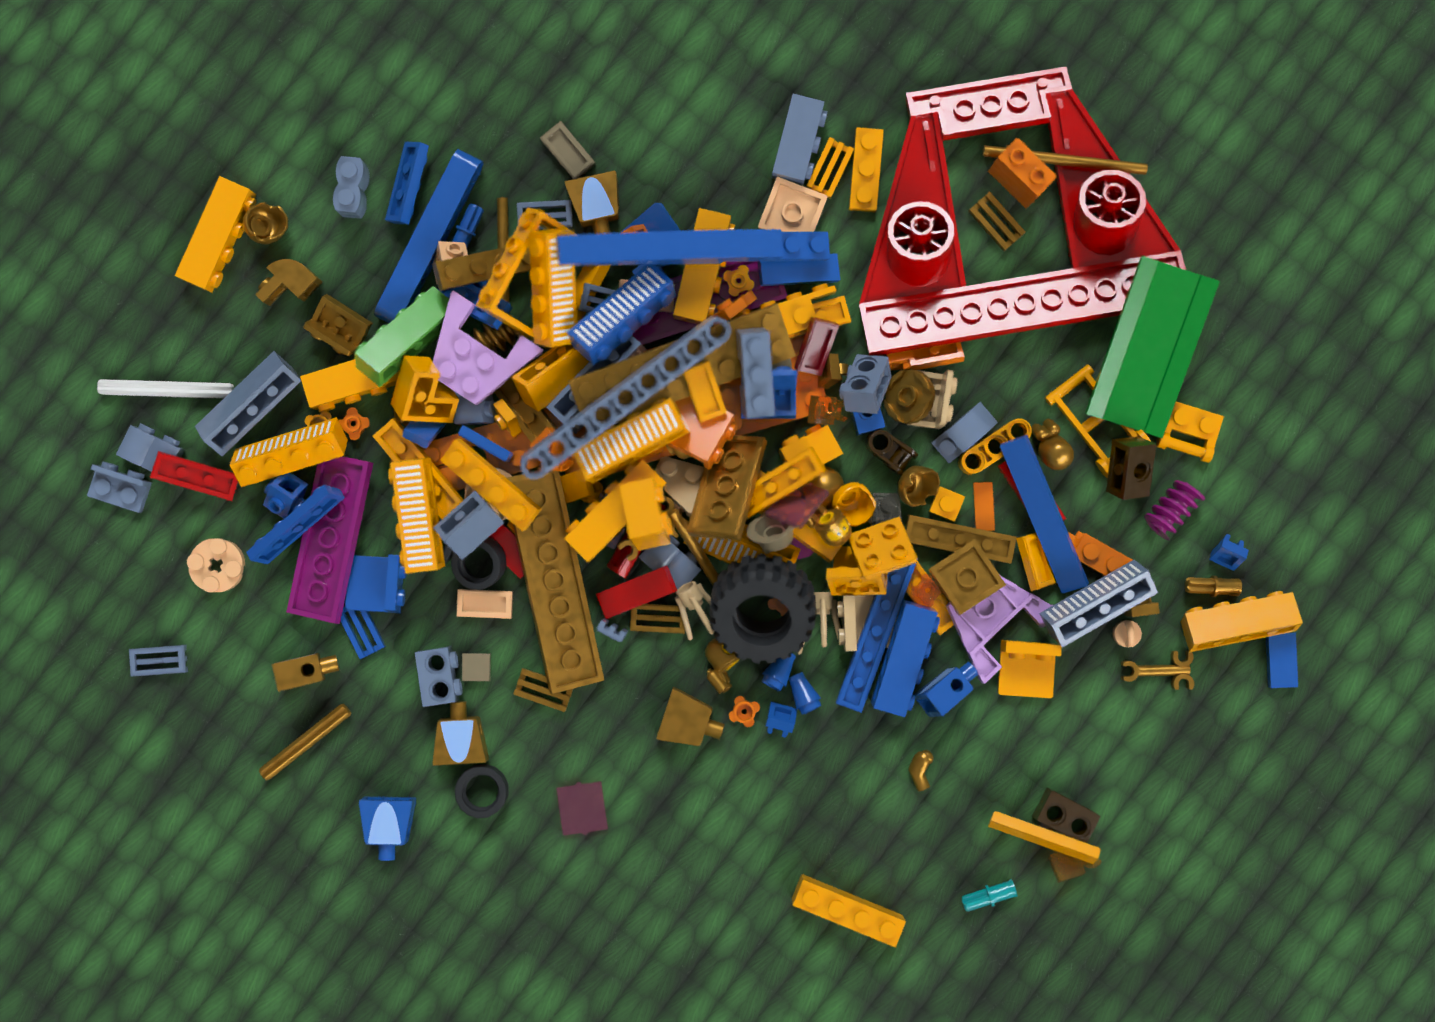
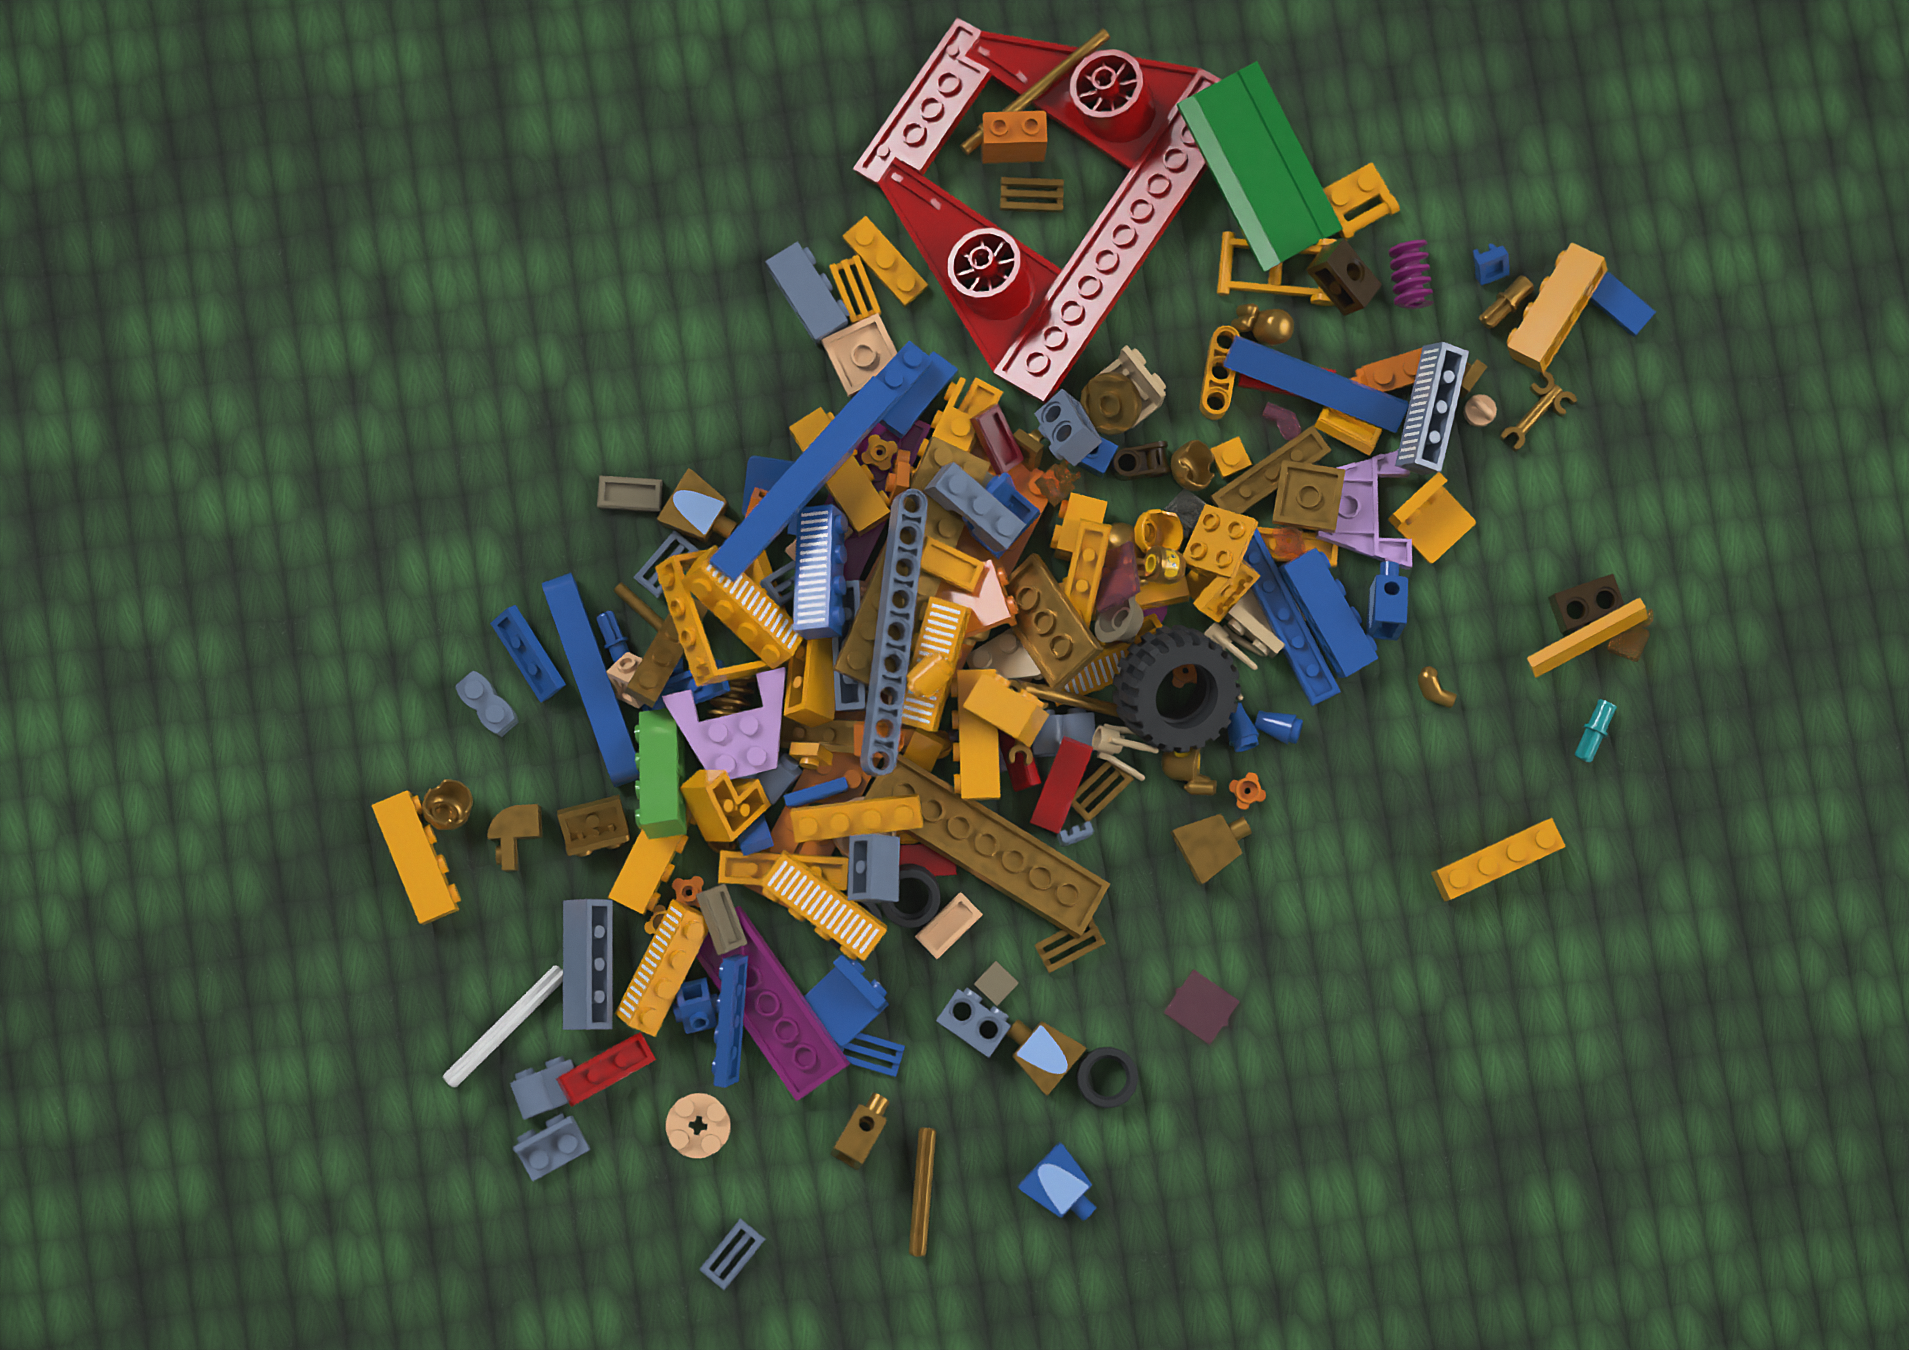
camera: 55 degrees left, 5 degrees down
(350, 459) = (721, 919): none -> dark tan tile
(618, 445) = (929, 675): none -> light orange brick
(781, 718) = (1281, 764): blue tile -> none
(927, 357) = (1092, 357): orange hinge -> none
(964, 432) = (1185, 386): sand blue brick -> none
(984, 506) = (1260, 428): orange sticker -> none
(1003, 516) = (1285, 420): none -> clear pink arm

